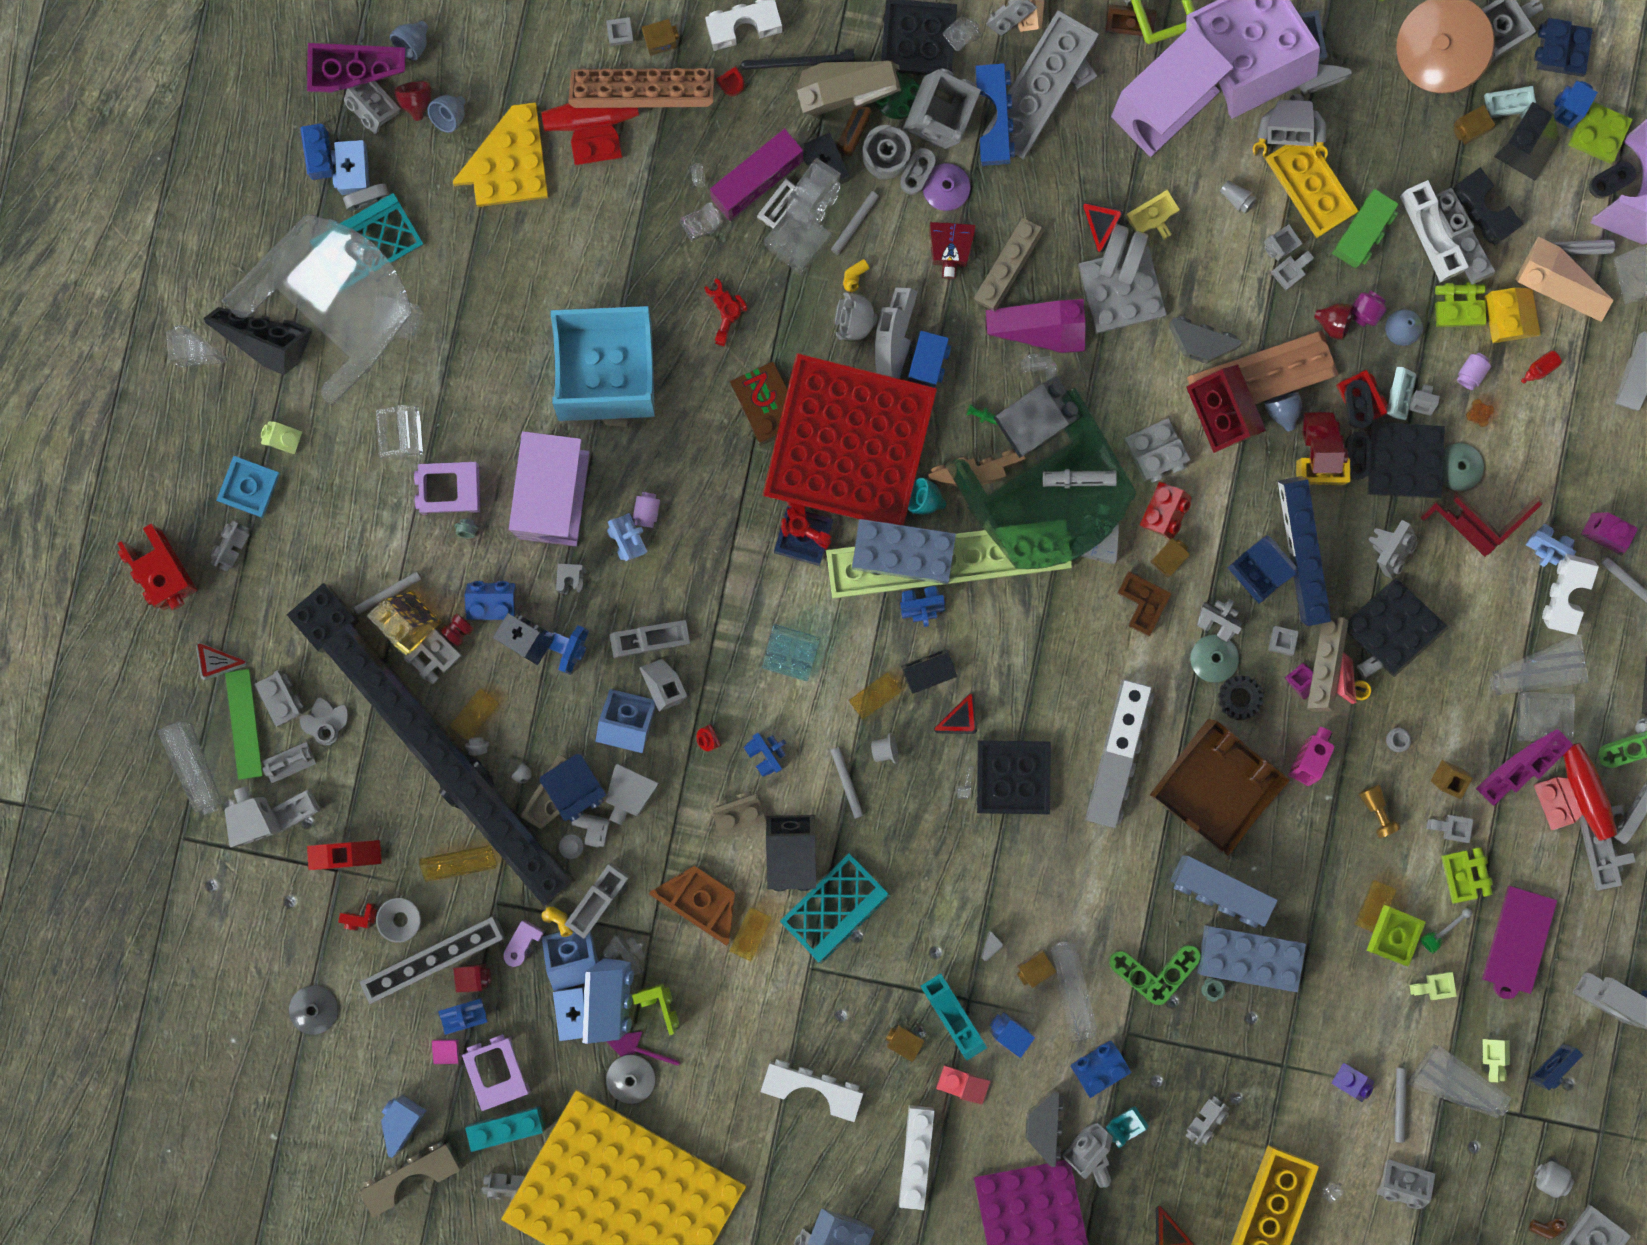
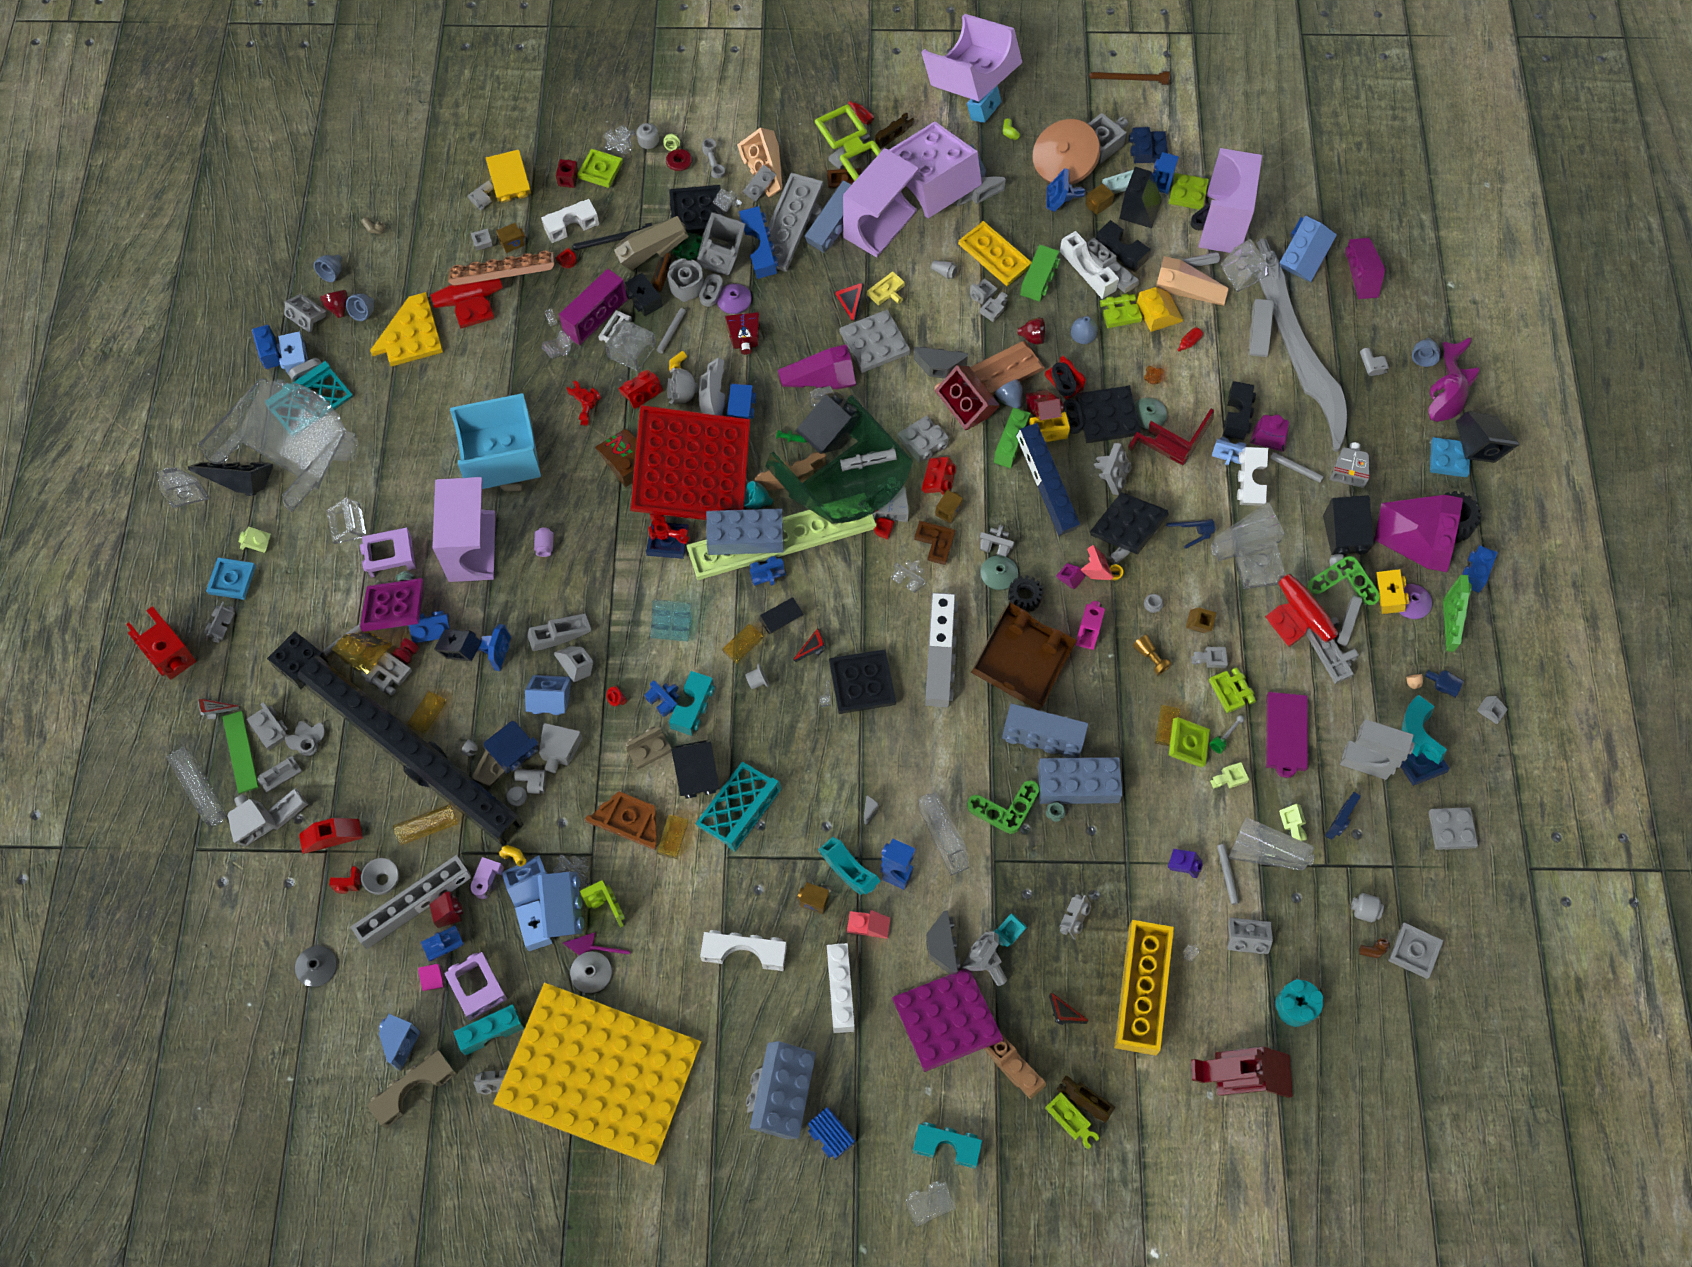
camera: 10 degrees left, 20 degrees down
(345, 66) = (280, 287): magenta wedge -> none
(447, 567) = (392, 605): none -> magenta plate
(476, 746) = (431, 733): light grey plate -> none
(570, 575) = (489, 593): light grey hinge -> none
(597, 900) = (543, 831): light grey slope -> none
(627, 537) = (531, 561): light blue hips -> none
(791, 787) = (687, 718): none -> teal arch
(801, 306) = (641, 388): none -> red bracket
(813, 194) = (635, 303): clear brick -> none
(847, 783) = (731, 709): light grey bar -> none
(1008, 264) = (788, 337): dark tan plate -> none
(1035, 969) = (909, 821): pearl gold brick -> none
(1081, 569) = (883, 527): none -> red tile
(1093, 638) = (901, 572): none -> clear hips
(1100, 1068) = (978, 890): blue bracket -> none
(1103, 91) = (829, 222): none -> sand blue wedge
(1125, 255) = (869, 308): light grey wheel -> none
(1263, 568) = (1021, 498): dark blue bracket -> none
(1274, 468) = (1009, 444): none -> bright green brick
(1283, 640) = (1048, 549): light grey plate -> none
(1292, 124) = (970, 216): light grey torso -> none
(1327, 665) = (1085, 555): dark tan plate -> none
(1368, 309) = (1055, 321): magenta head -> none
(1401, 393) = (1092, 370): light aqua plate -> none
(1421, 105) = (1061, 191): none -> blue piece
(1424, 401) = (1110, 373): light grey tile -> none
(1473, 371) = (1141, 348): lavender brick -> none
(1489, 648) = (1203, 527): none -> dark blue plant
(1519, 769) = (1253, 599): magenta slope -> none
(1588, 471) = (1241, 397): none -> black arch

